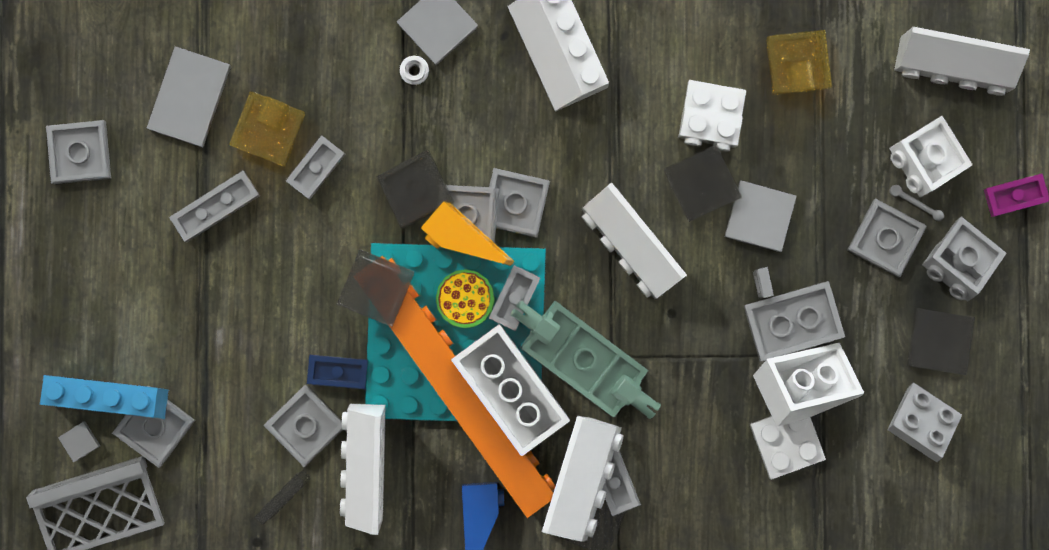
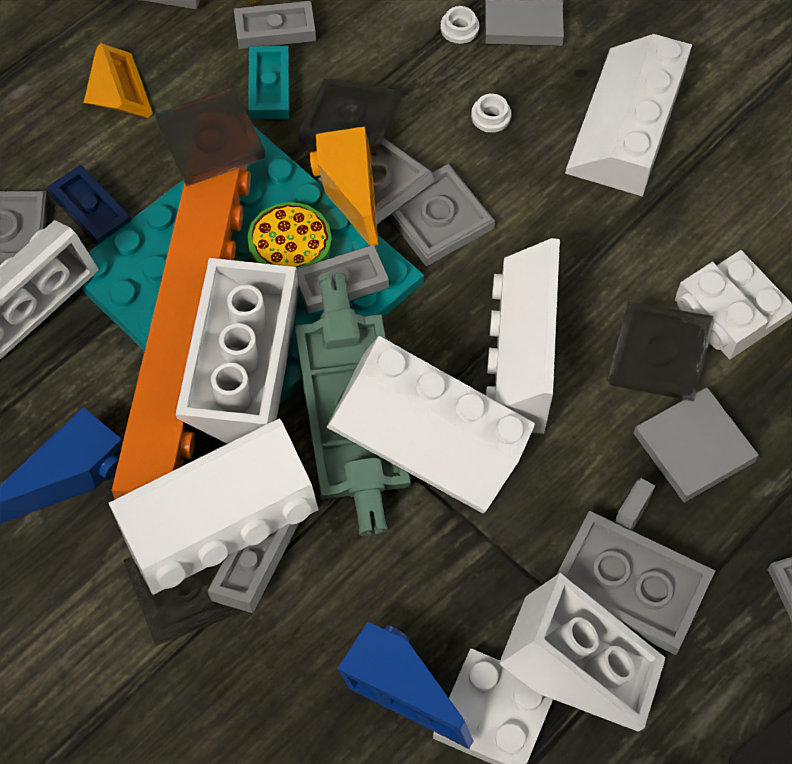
camera: 45 degrees right, 25 degrees down
(271, 286) = (116, 83): none -> light orange slope
(350, 207) = (268, 82): none -> teal plate
(481, 105) = (491, 105): none -> white plate
(635, 338) = (431, 424): none -> white slope
(735, 472) = (393, 675): none -> blue slope

